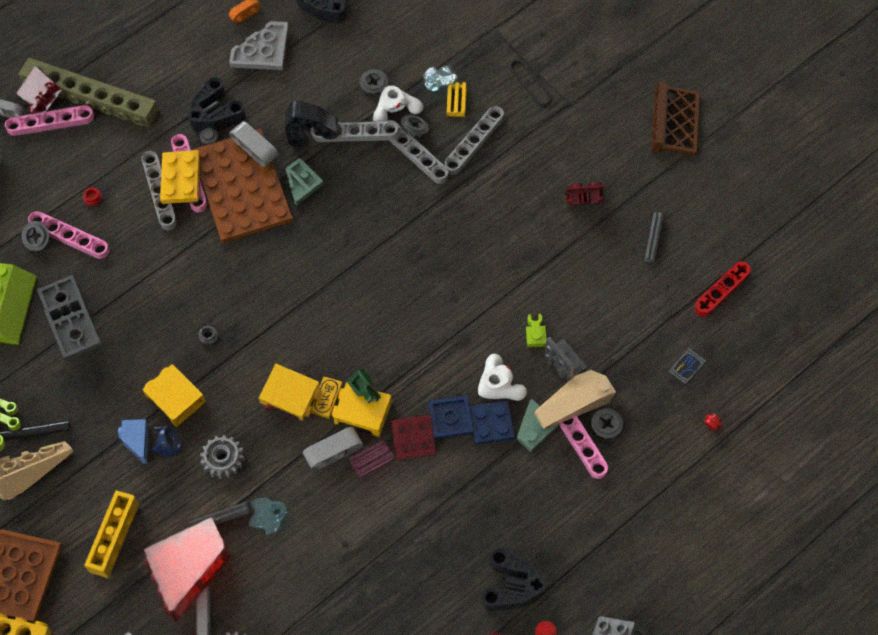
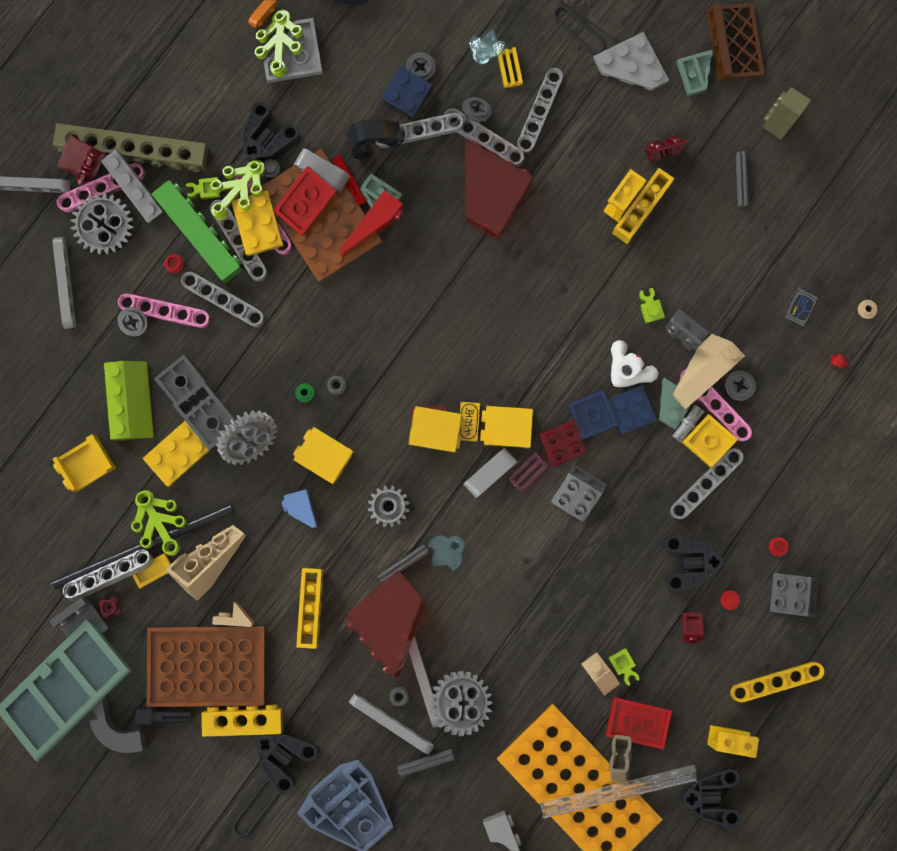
camera: 15 degrees left, 20 degrees up
(25, 158) = (93, 237): none -> light grey gear
(34, 363) = (176, 454): none -> yellow plate
(36, 529) = (239, 618): none -> tan slope
(77, 123) = (132, 186): none -> light grey plate
(89, 366) = (237, 447): none -> light grey gear
(123, 175) = (197, 232): none -> bright green brick
(128, 244) = (213, 298): none -> light grey beam
(144, 141) = (203, 189): none -> lime plate
(163, 447) = (331, 512): dark blue piece -> none
(177, 339) = (308, 397): none -> green plate
(192, 133) = (238, 186): none -> lime plant
(229, 164) = (305, 200): none -> red plate
(259, 19) = (280, 20): none -> lime plant
(279, 163) = (351, 183): none -> red axle
(291, 195) = (378, 218): none -> red slope
(354, 98) = (407, 92): none -> dark blue plate
(361, 385) = (504, 408): dark green plate -> none
(393, 100) = (448, 85): white head -> none
(409, 195) = (491, 189): none -> clear red slope
(415, 488) = (578, 493): none -> dark grey bracket
(533, 221) = (624, 195): none -> yellow panel
(544, 518) = (697, 486): none -> light grey beam
(545, 448) = (688, 423): none -> light grey pin
(549, 238) = (643, 205): none -> yellow brick
(562, 468) = (710, 441): none -> yellow plate
(573, 118) = (632, 63): none -> light grey plate
(609, 589) = (778, 546): none -> red plate
(630, 136) = (695, 72): none -> sand green wing
(706, 180) = (785, 112): none -> olive wedge
(724, 290) = (819, 219): red beam -> none
(753, 385) = (863, 313): none -> tan plate

